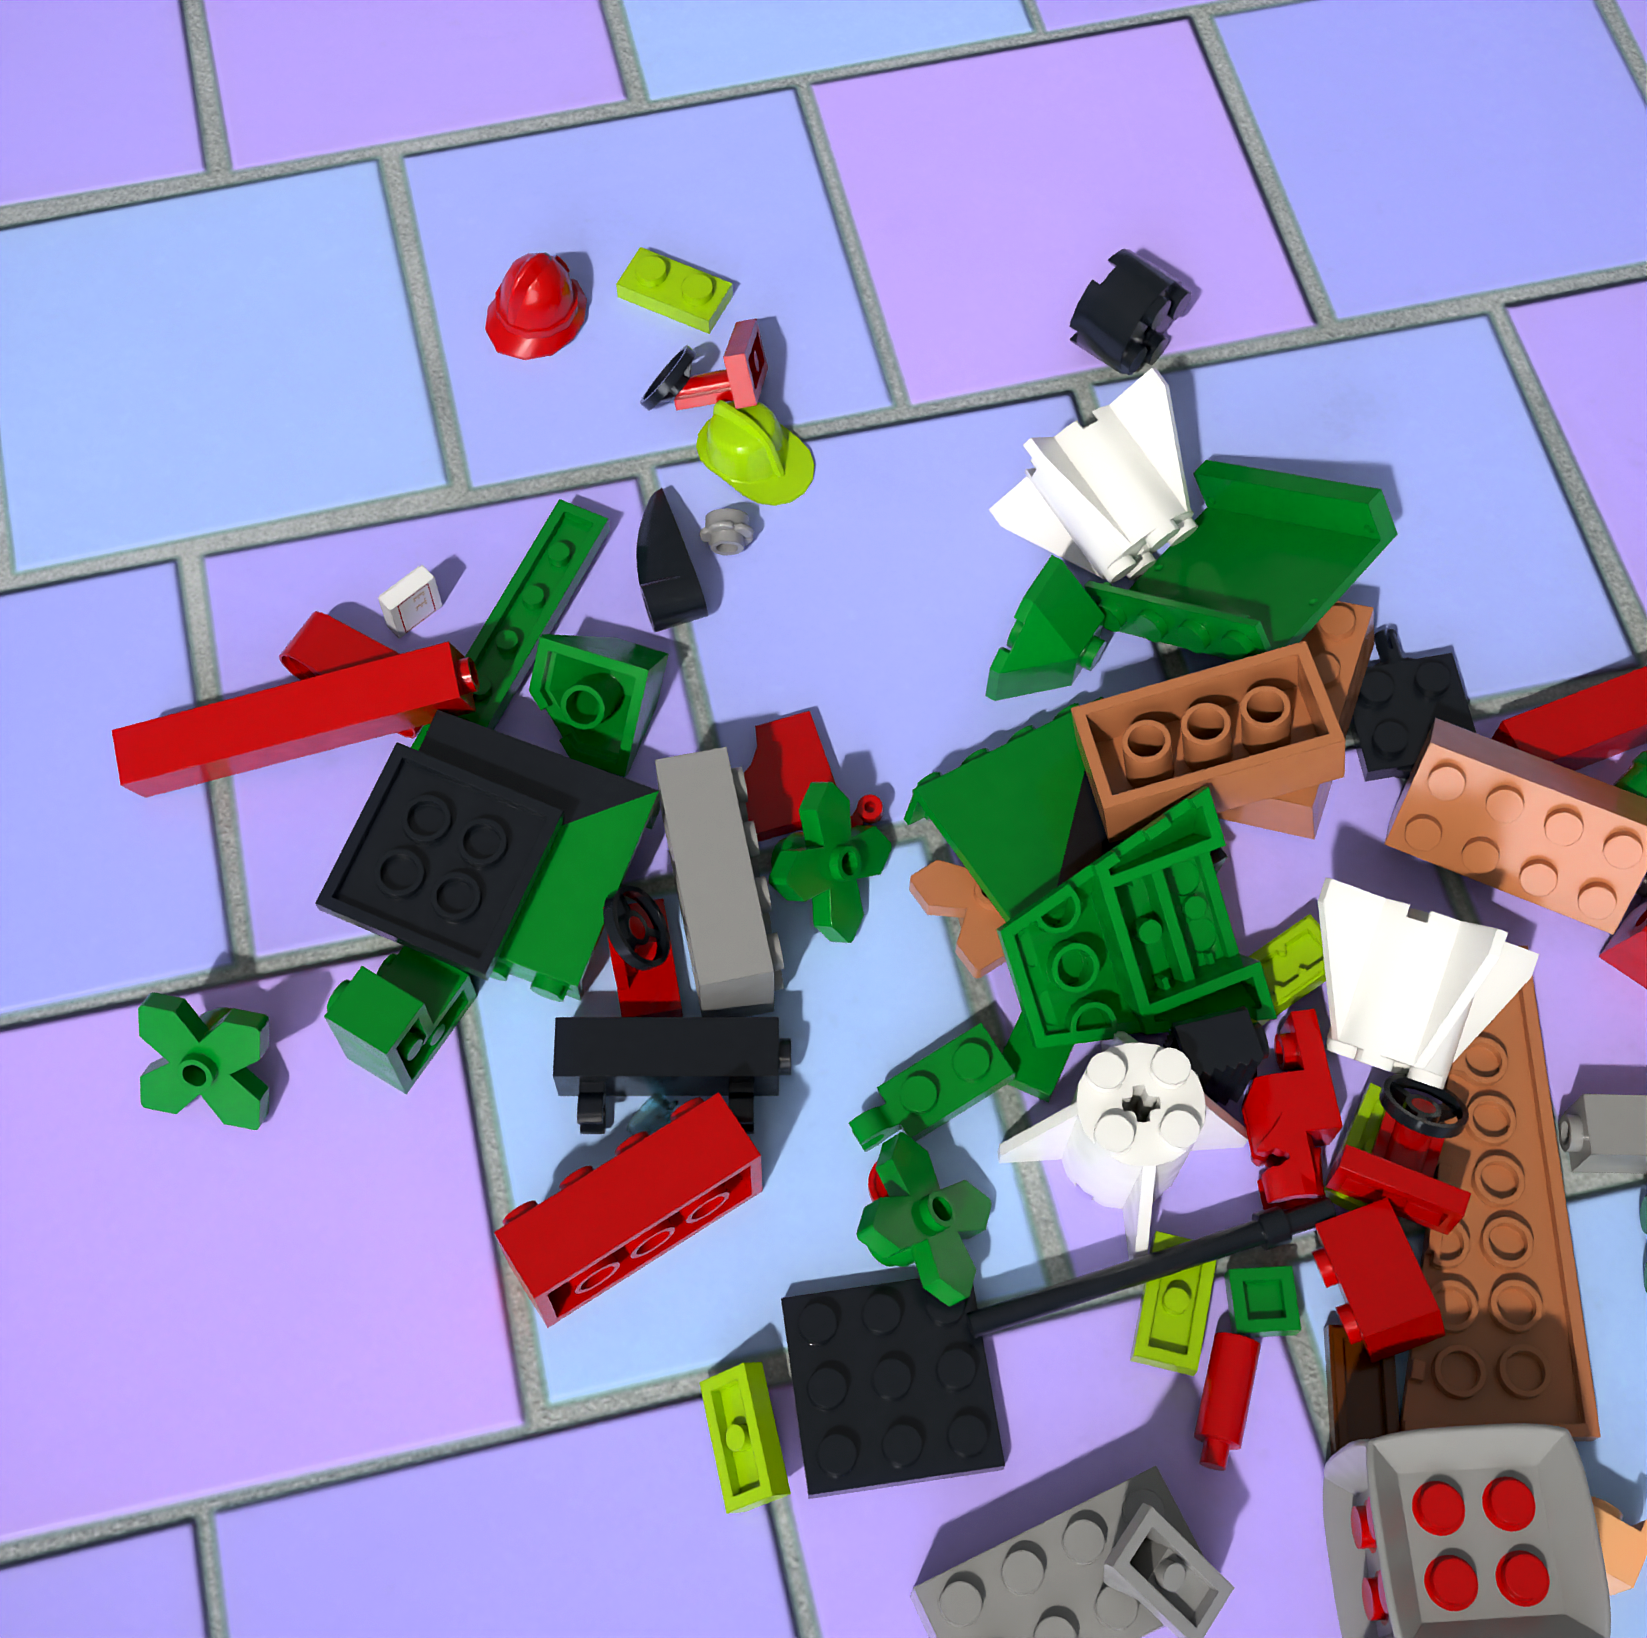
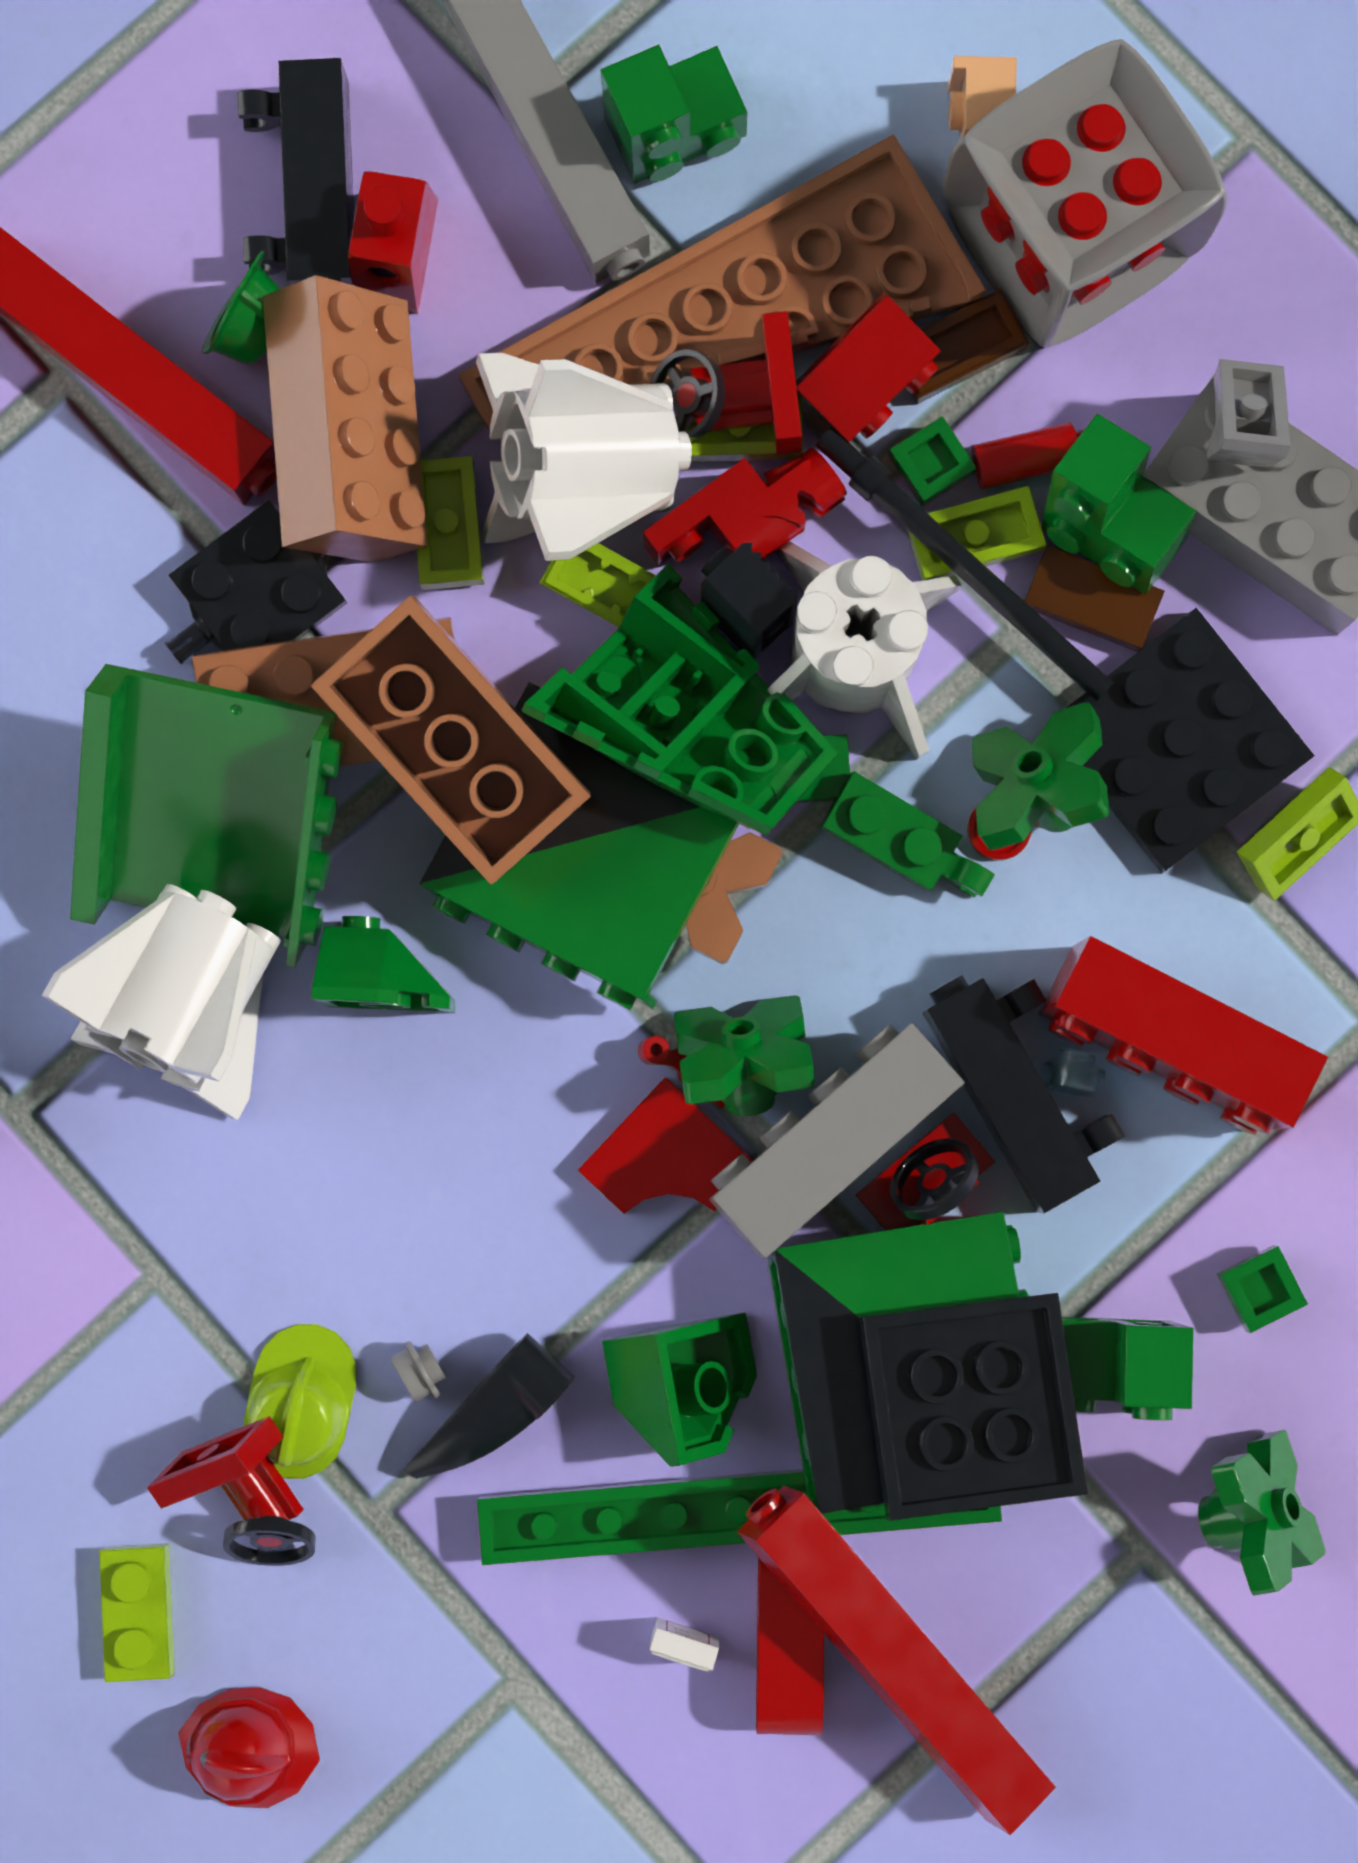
camera: 115 degrees left, 20 degrees up
(381, 1173) = (1262, 1289): none -> green plate
(1062, 1380) = (1086, 599): none -> reddish brown tile
(1148, 1420) = (1111, 511): none -> green brick
(1397, 875) = (451, 525): none -> lime plate

